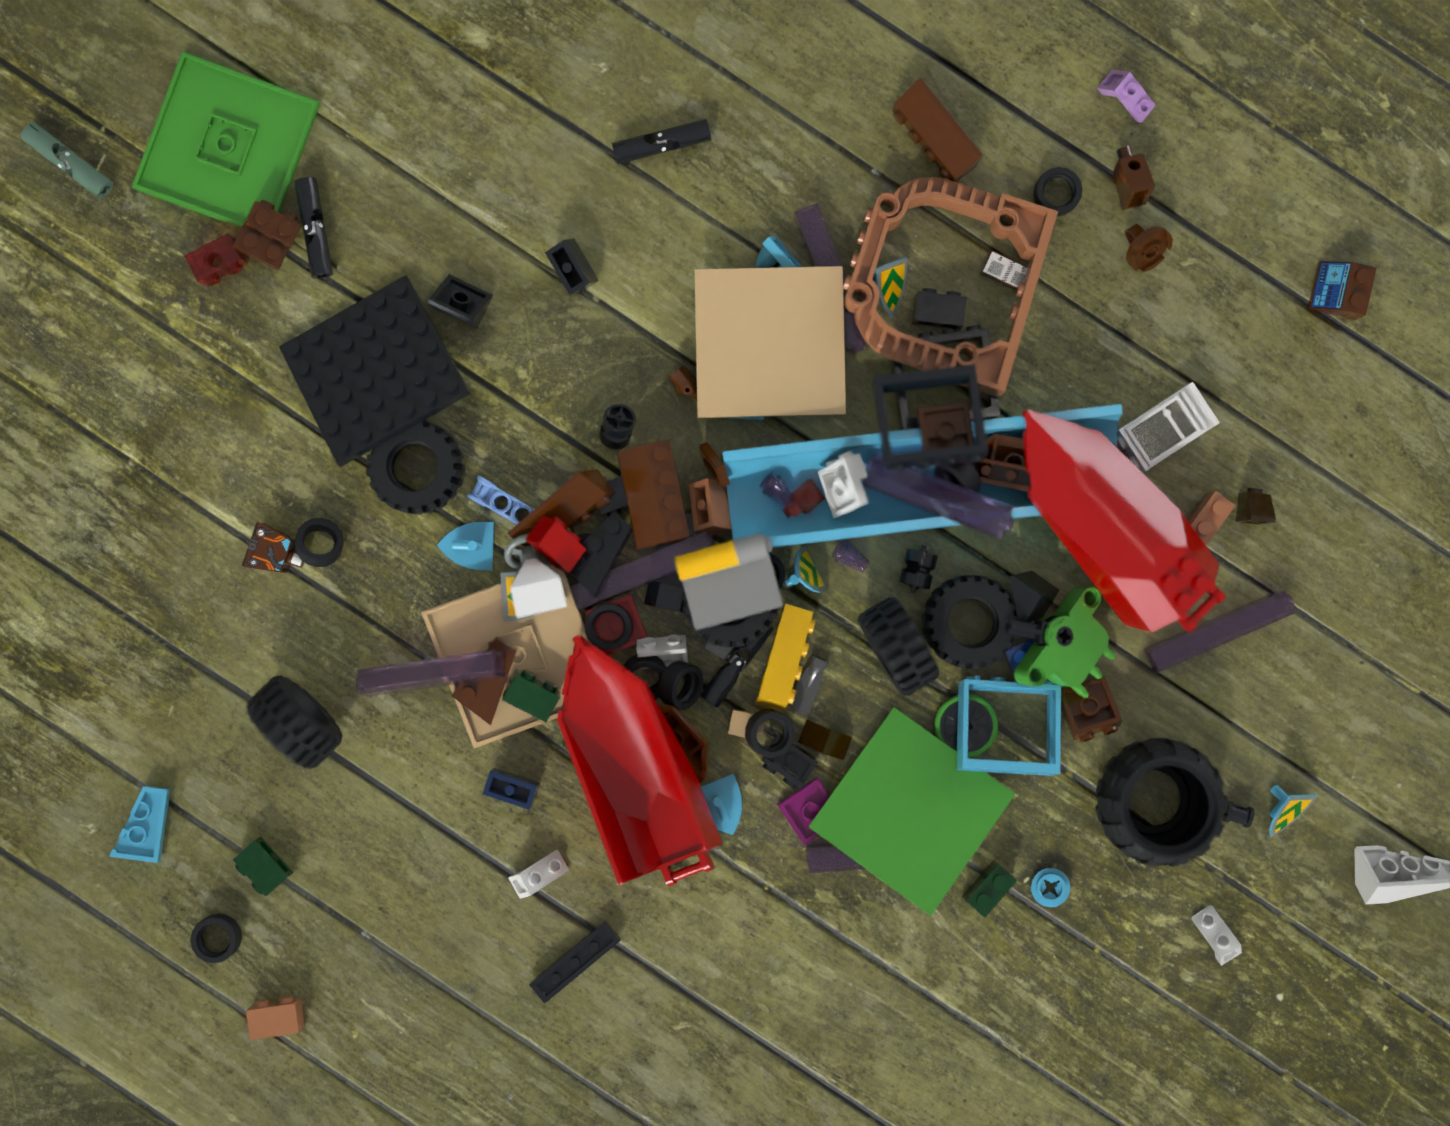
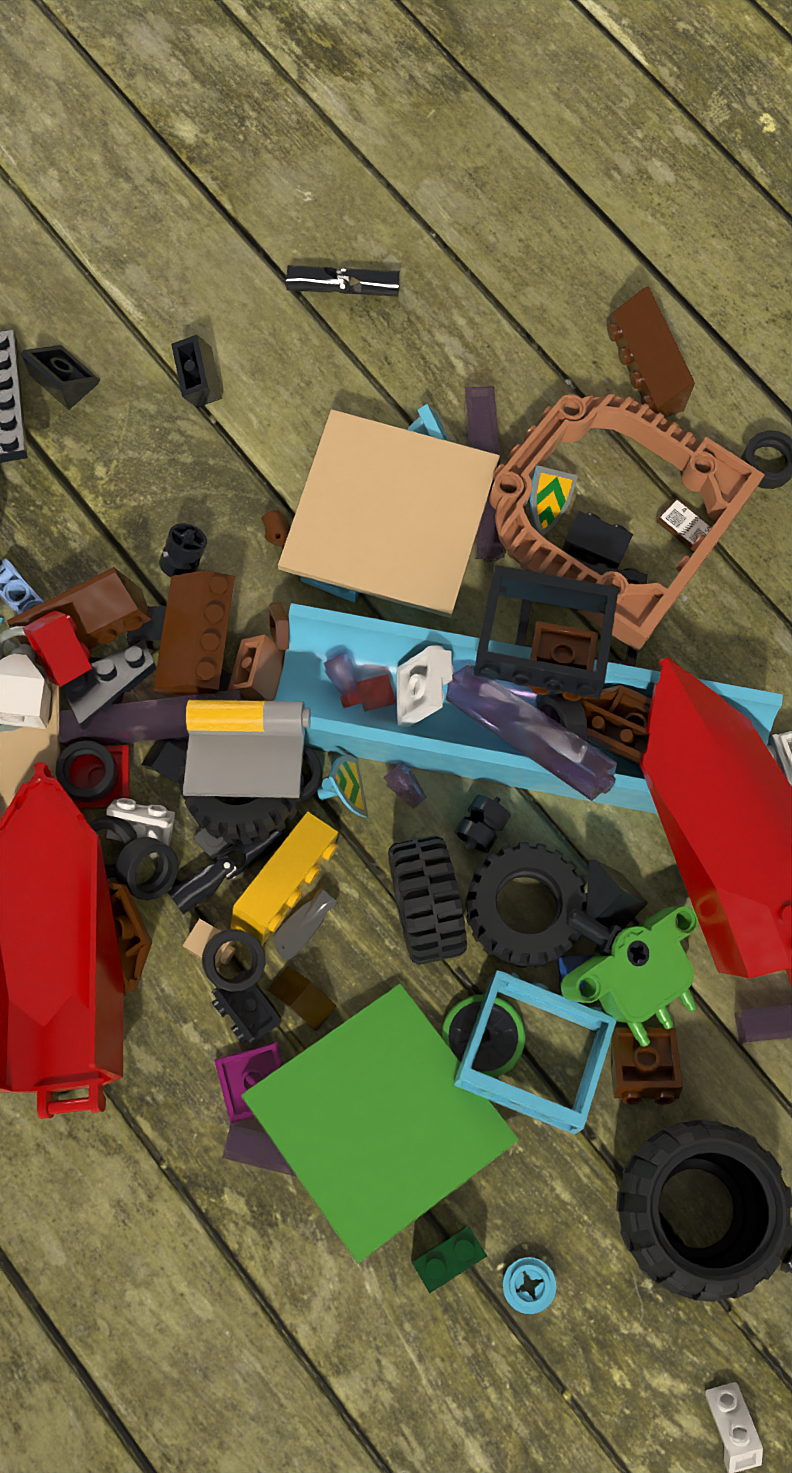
camera: 20 degrees right, 15 degrees down
(724, 803) = (148, 1037): medium azure shield -> none

